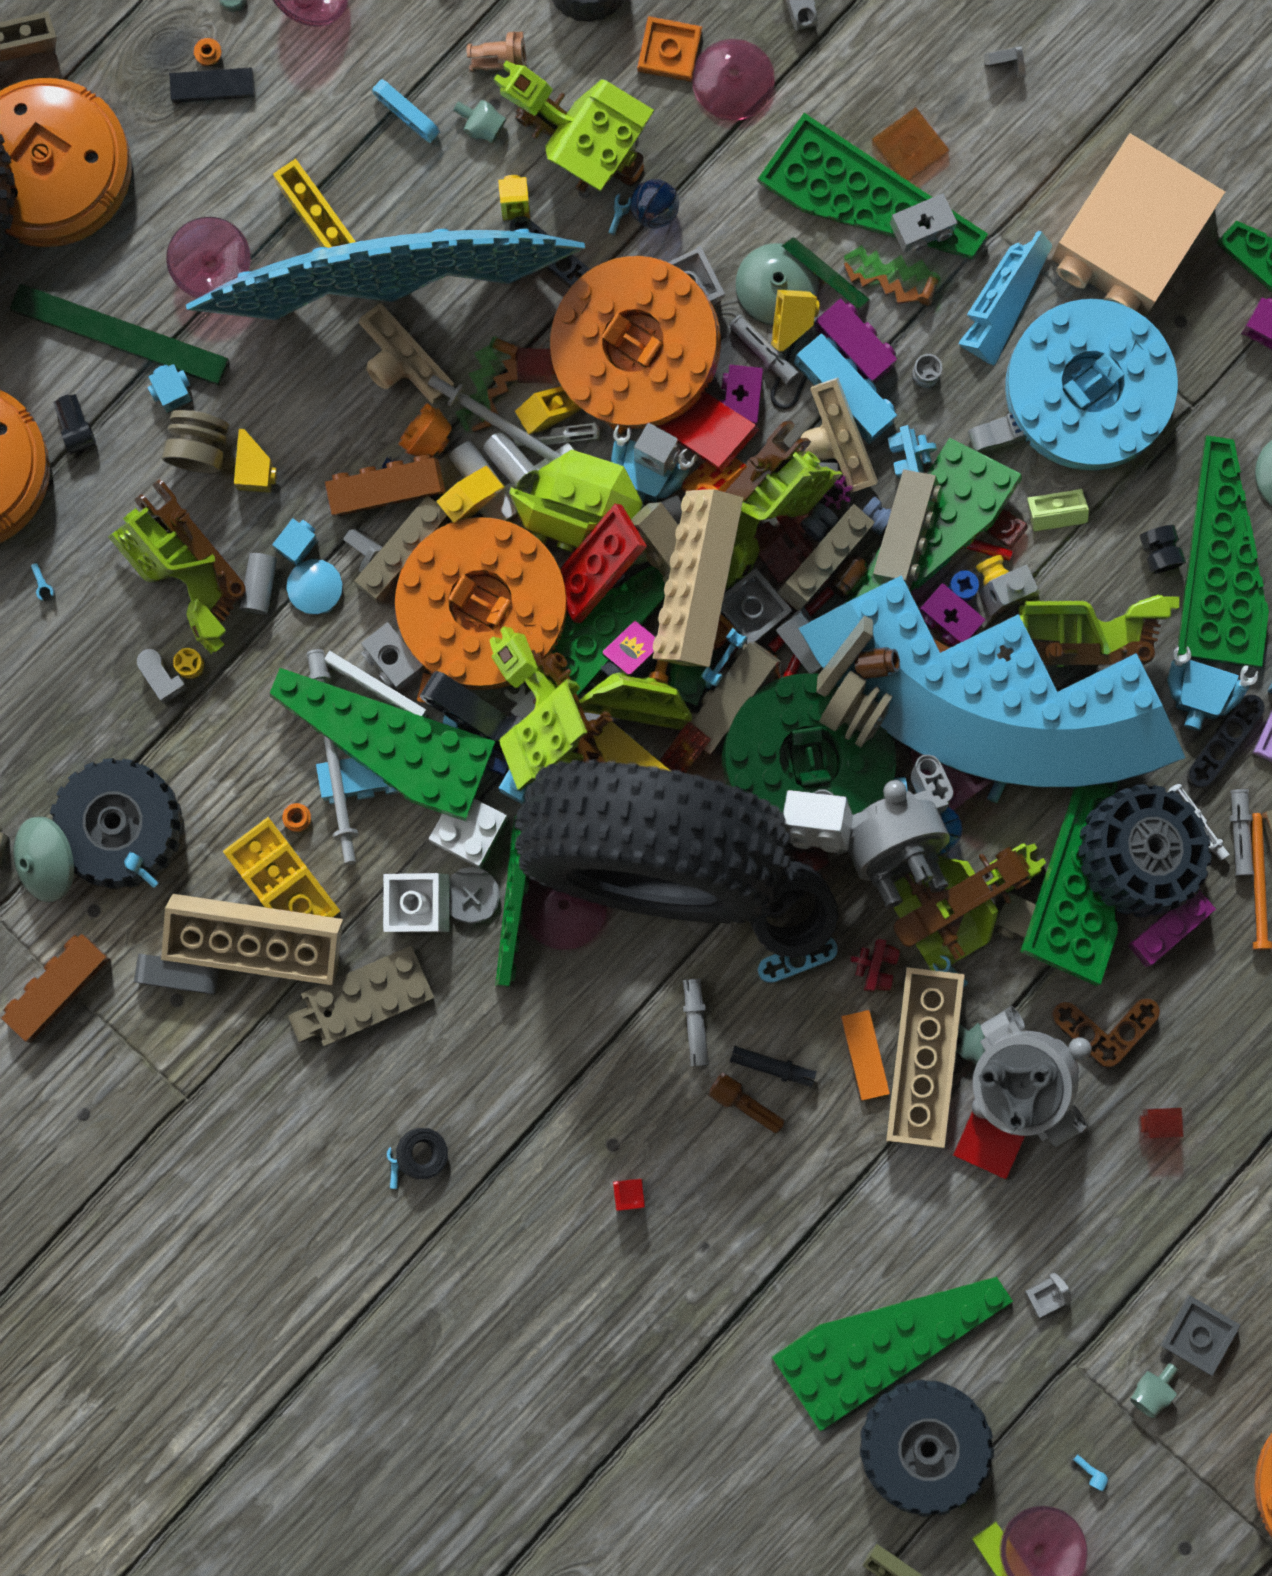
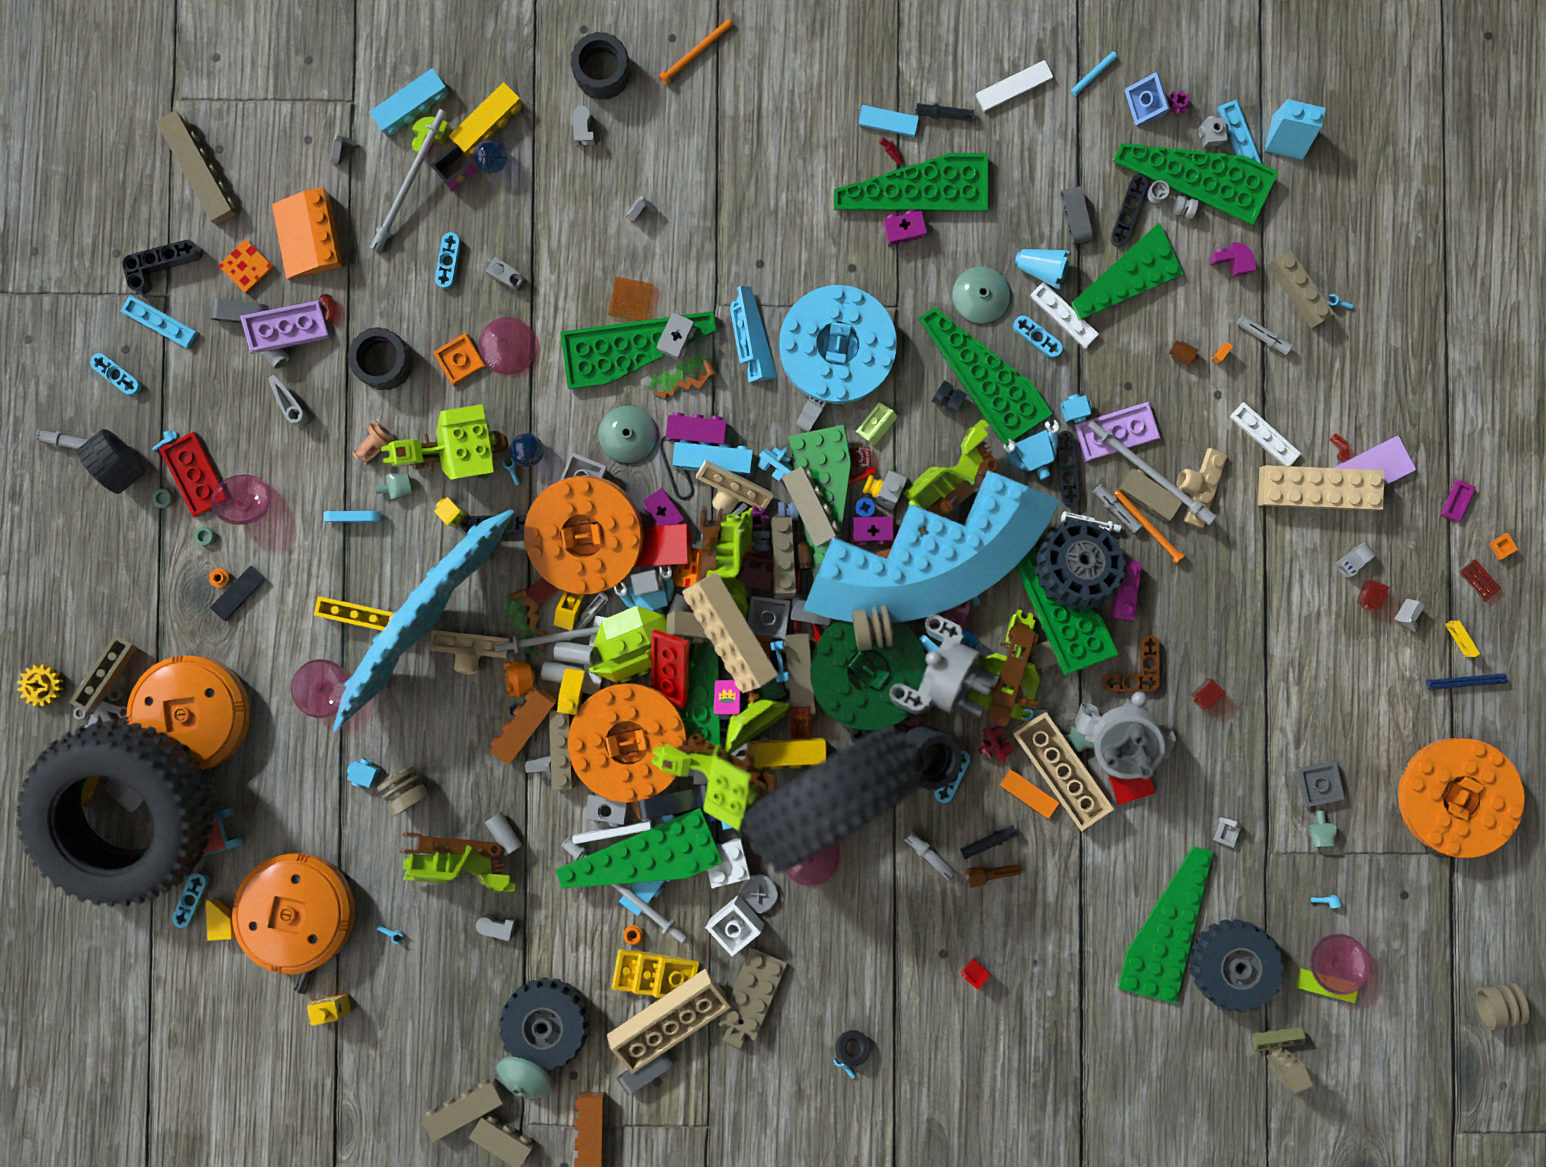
camera: 40 degrees left, 5 degrees up
(76, 430) = (335, 839): black piece -> none
(119, 334) = (311, 768): dark green tile -> none
(133, 863) = (572, 1041): medium azure hand -> none
(185, 658) = (502, 909): yellow wheel -> none
(253, 467) = (444, 775): yellow slope -> none
(295, 541) = (502, 794): medium azure brick -> none
(314, 586) = (533, 808): medium azure dish -> none
(516, 886) = (790, 888): green wing -> none
(771, 357) = (652, 476): light grey pin -> none
(792, 317) = (652, 446): yellow slope -> none
(818, 821) = (908, 709): white brick -> none
(825, 272) = (650, 406): dark green sticker -> none
(845, 656) = (842, 605): dark tan tile -> none
(877, 662) = (862, 595): reddish brown brick -> none
(928, 365) = (745, 408): light grey wheel -> none
(1136, 226) = (787, 239): light nougat brick -> none

